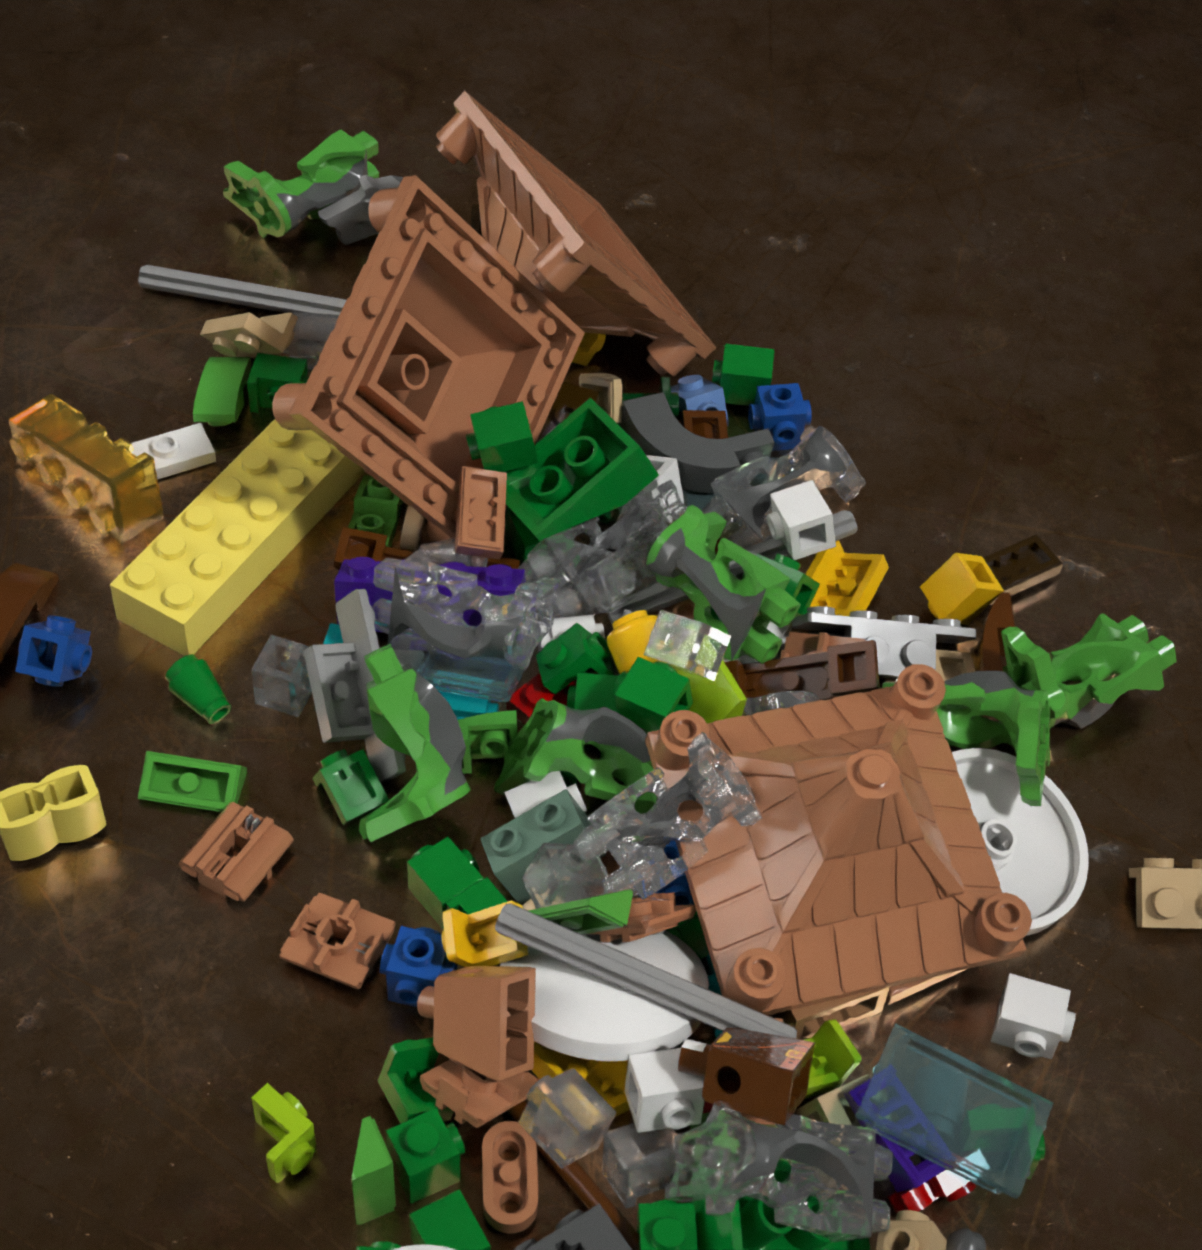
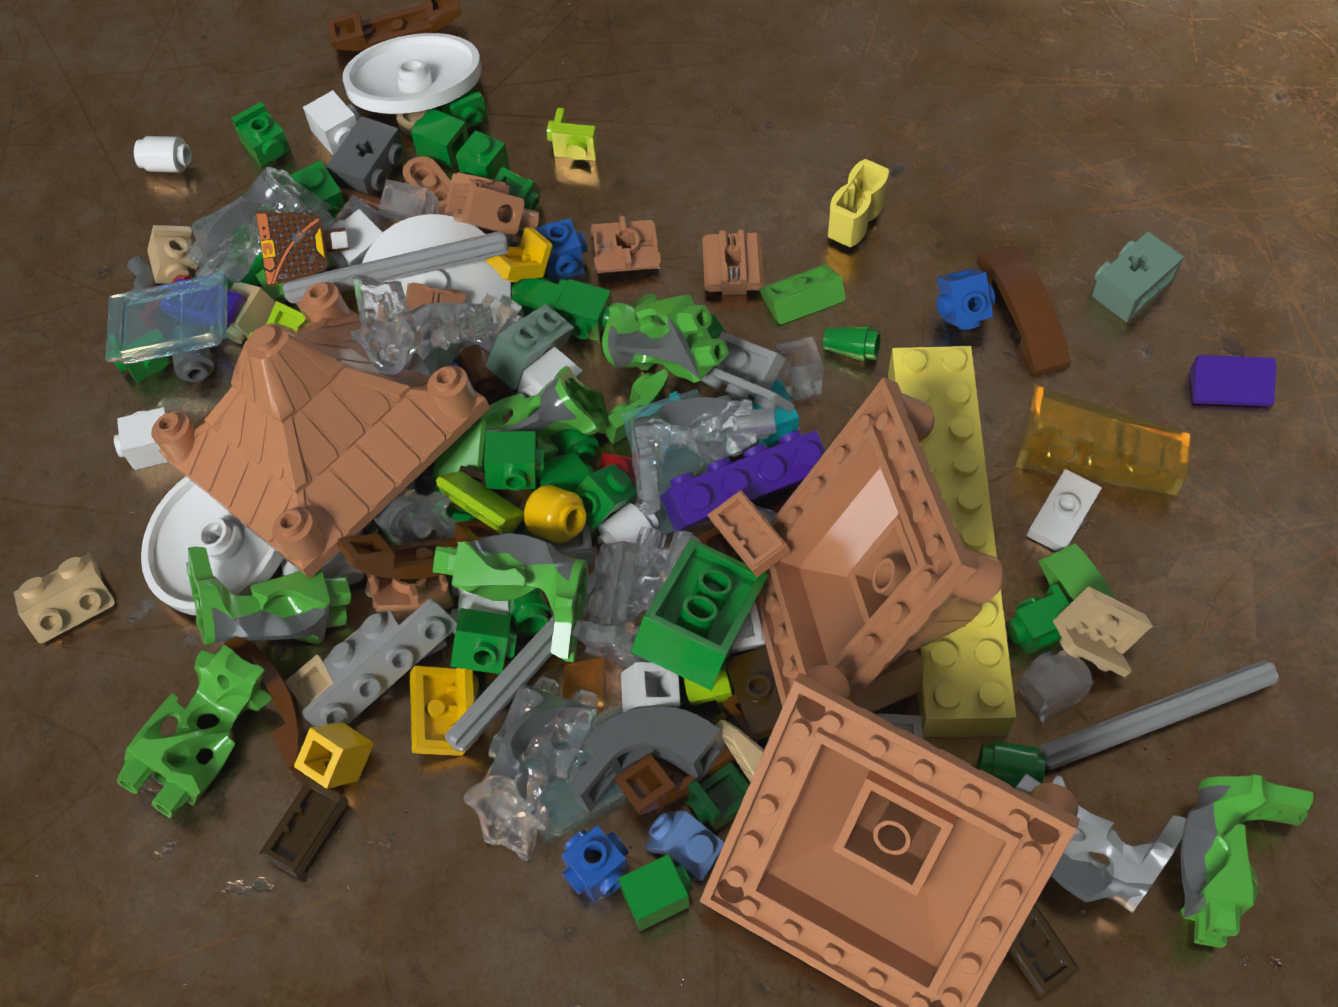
camera: 155 degrees right, 10 degrees up
(372, 1175) = (498, 123): bright green slope -> none
(502, 438) = (771, 580): green brick -> none
(591, 913) = (460, 272): bright green slope -> none
(687, 645) = (504, 491): clear brick -> none
(801, 520) = (487, 686): white brick -> none

